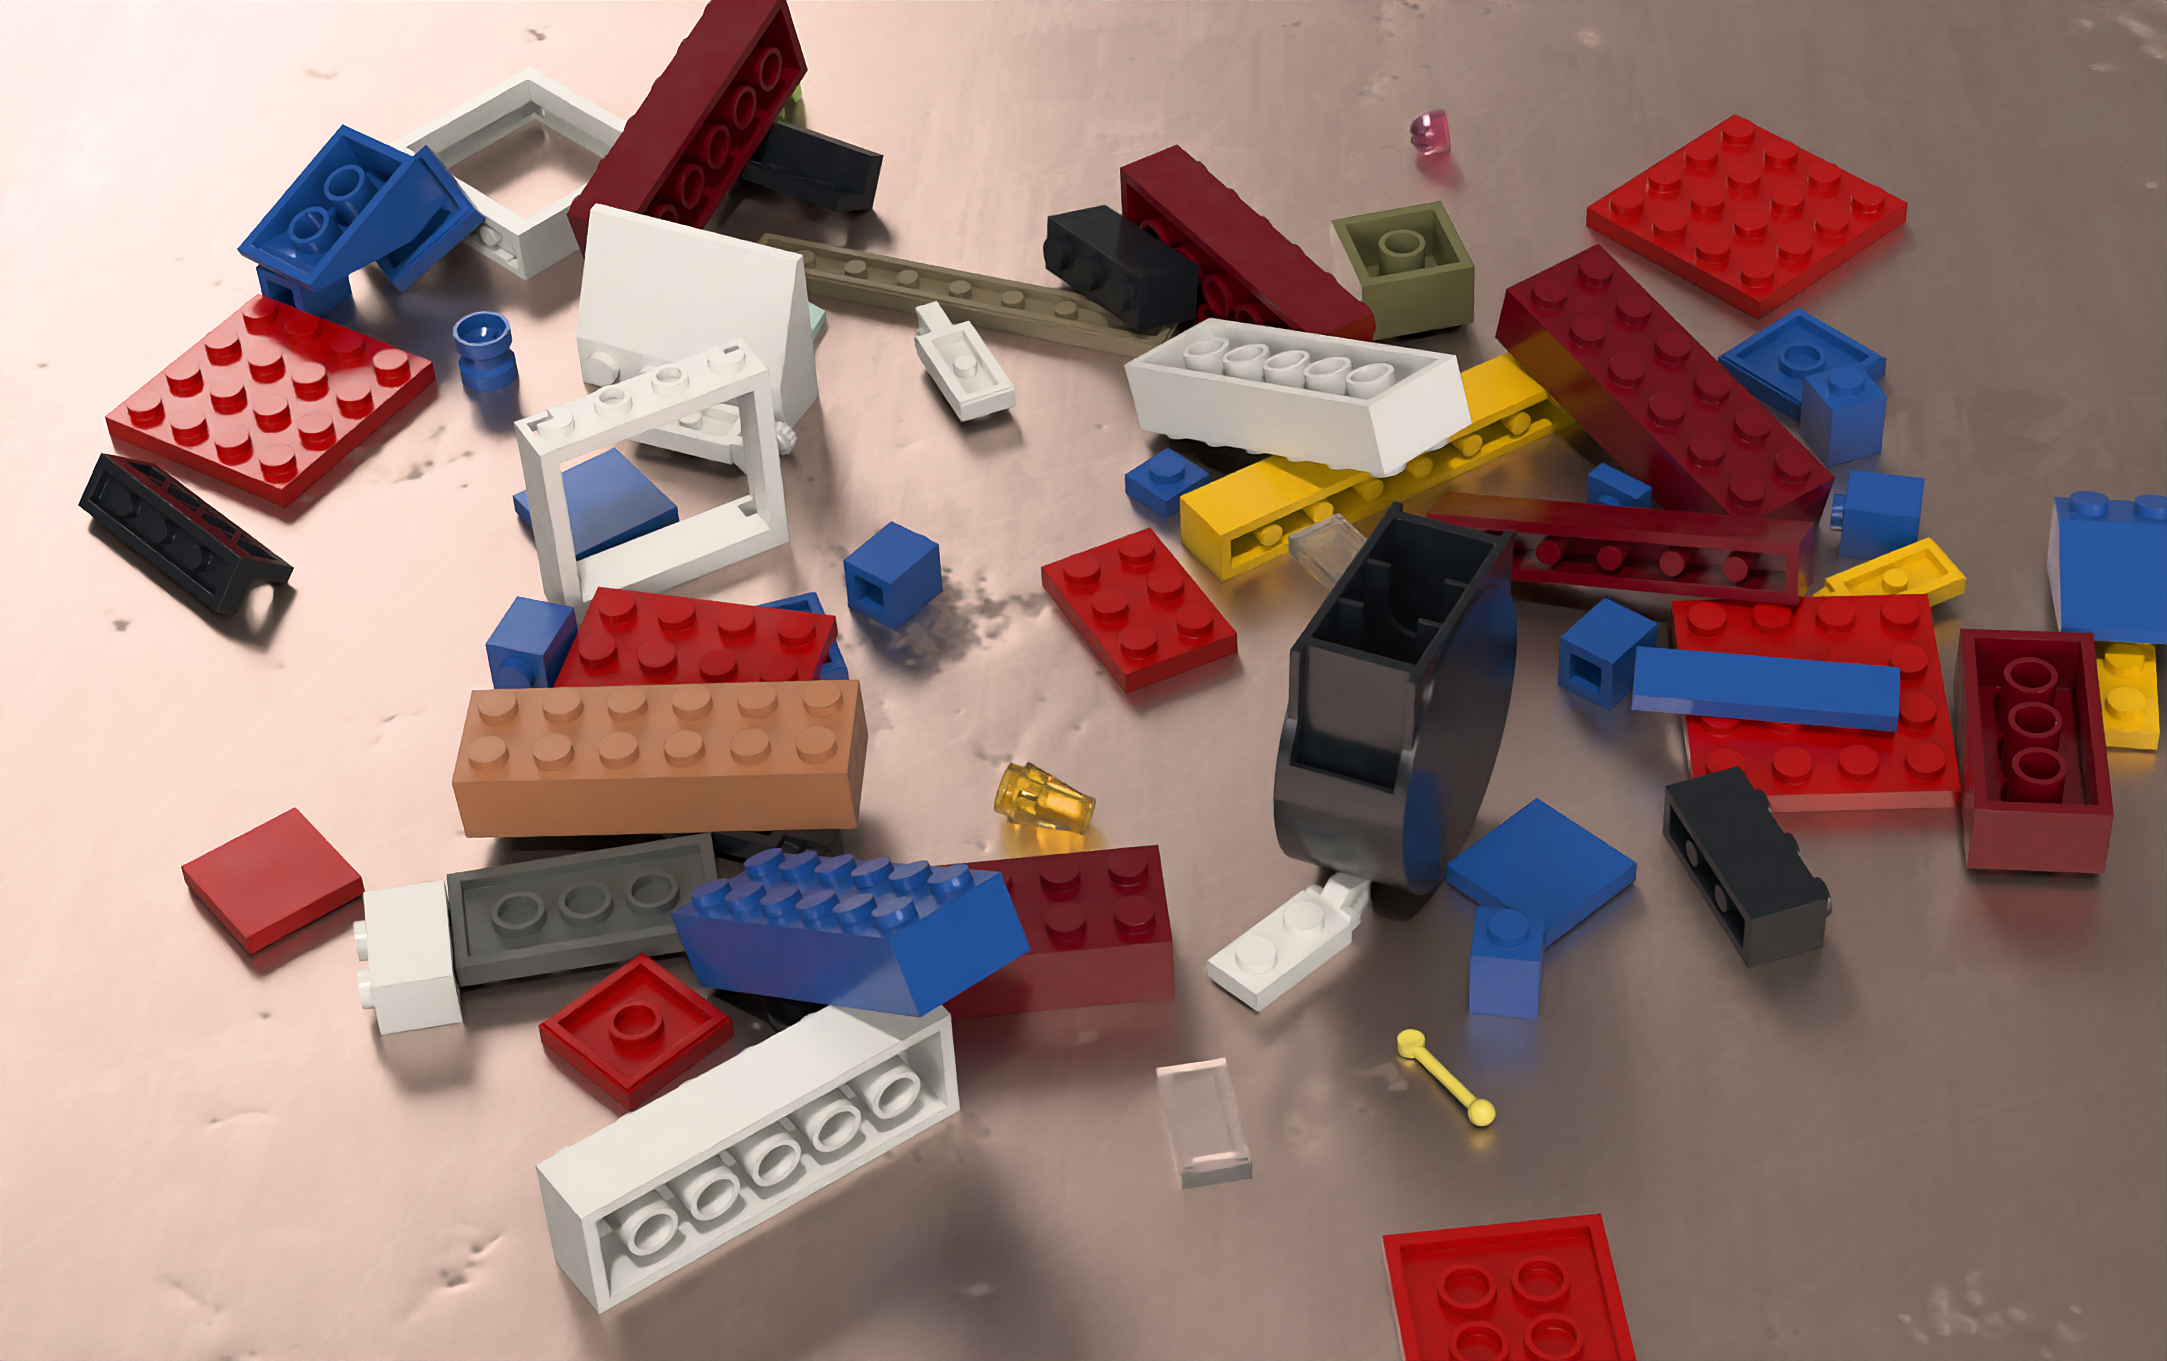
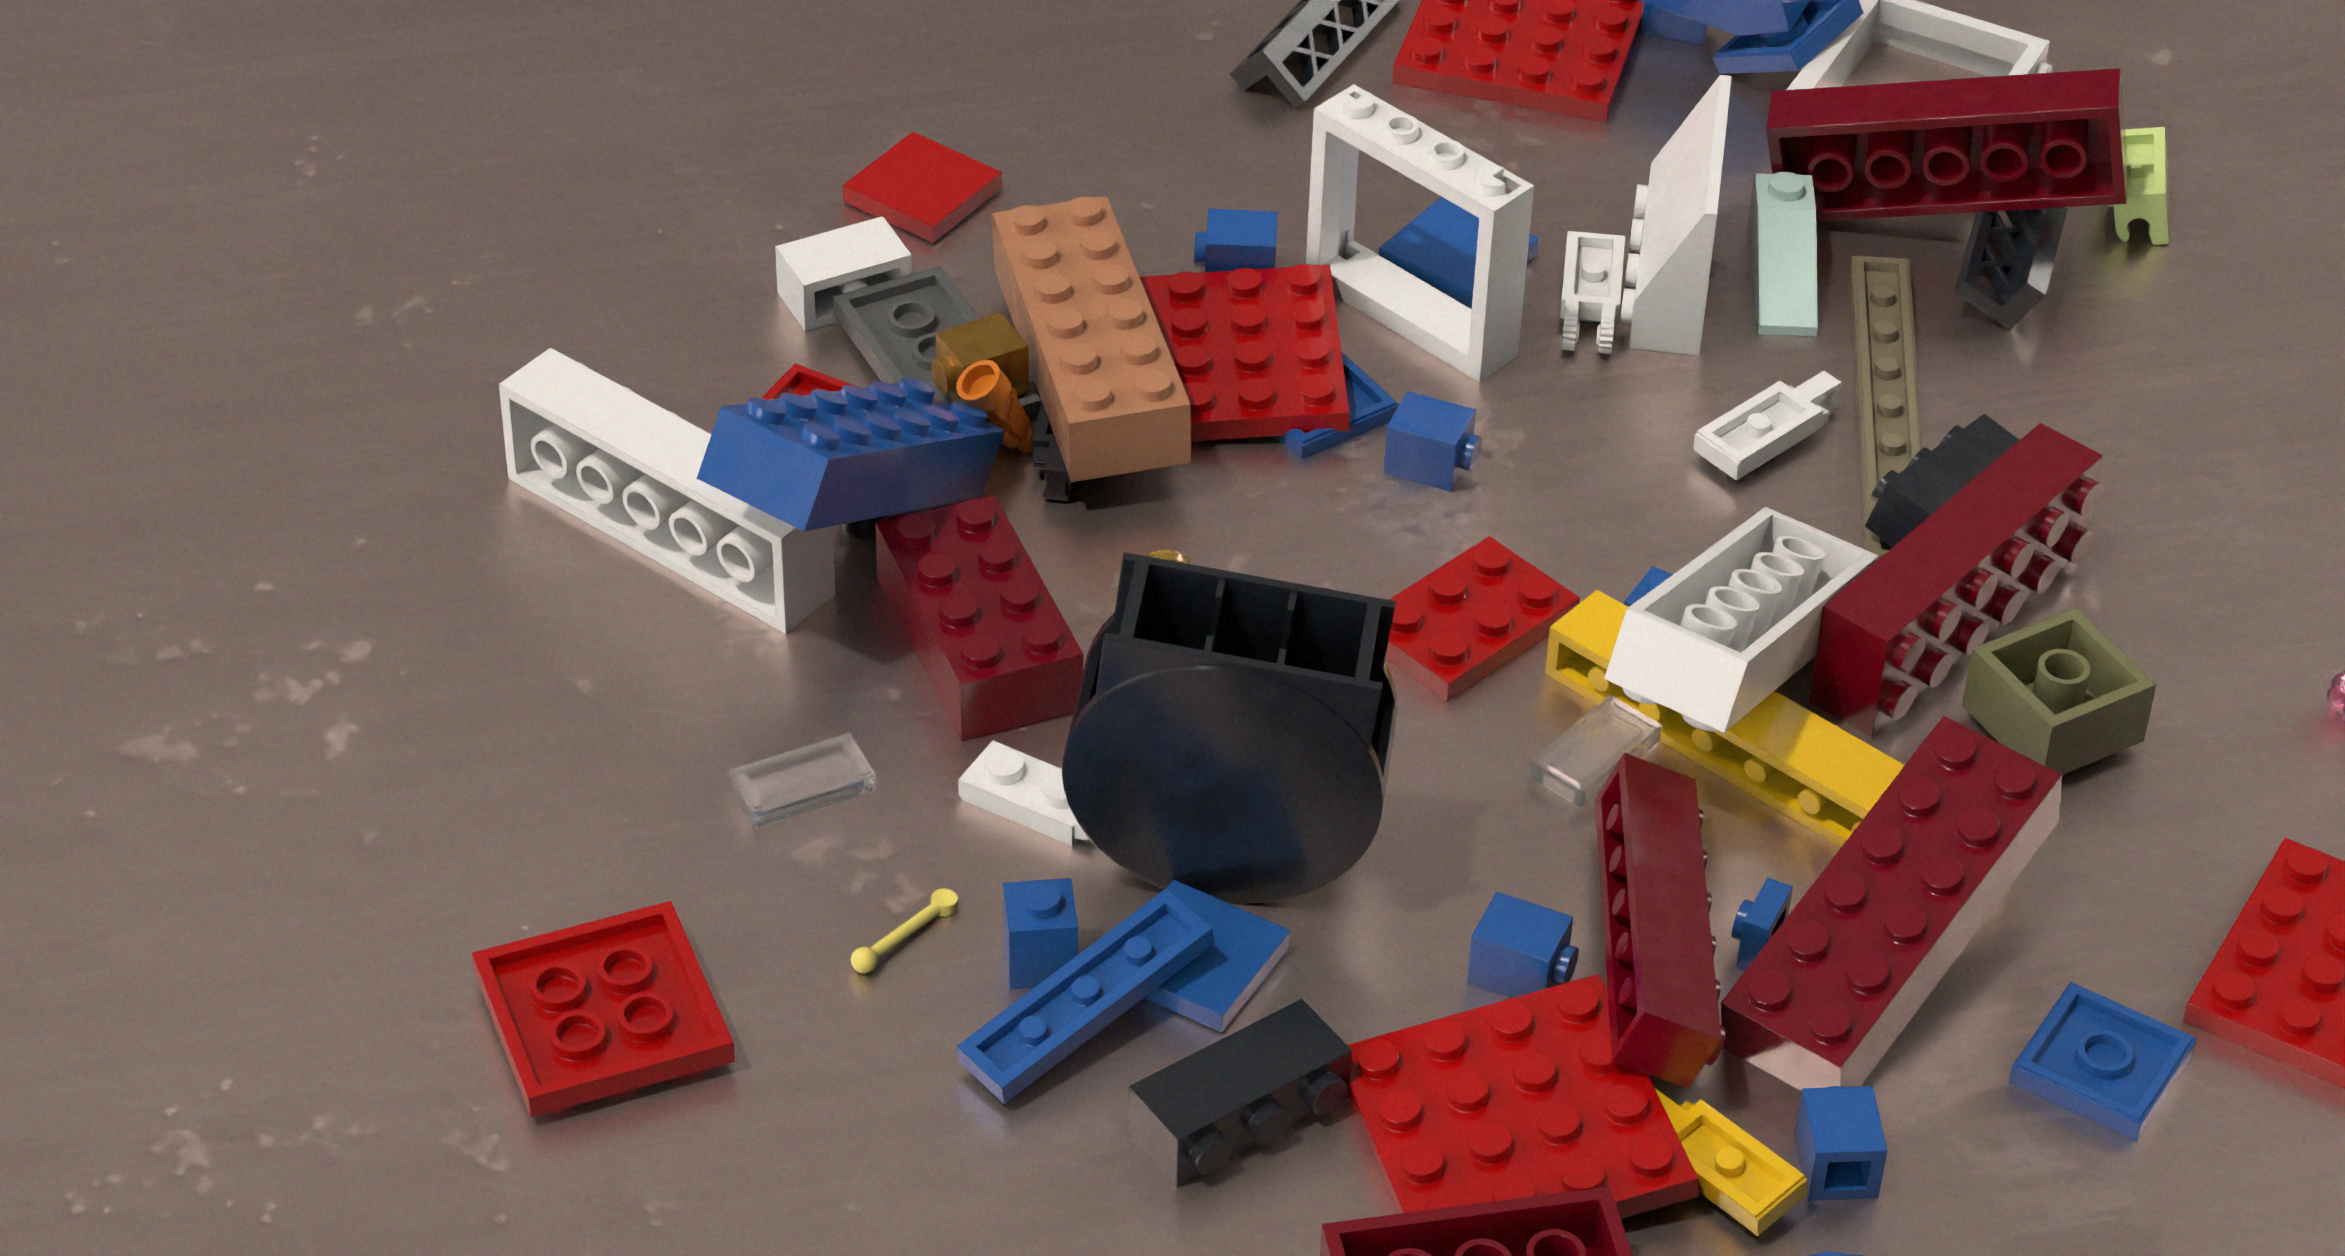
camera: 70 degrees right, 0 degrees up
(485, 351) = (1632, 138): blue wheel -> none
(663, 848) = (978, 340): none -> pearl gold brick
(733, 839) = (989, 389): none -> orange piece
(1604, 943) = (1085, 995): none -> blue plate
(1766, 688) = (1478, 1059): blue tile -> none
(1842, 414) = (1999, 1086): blue brick -> none

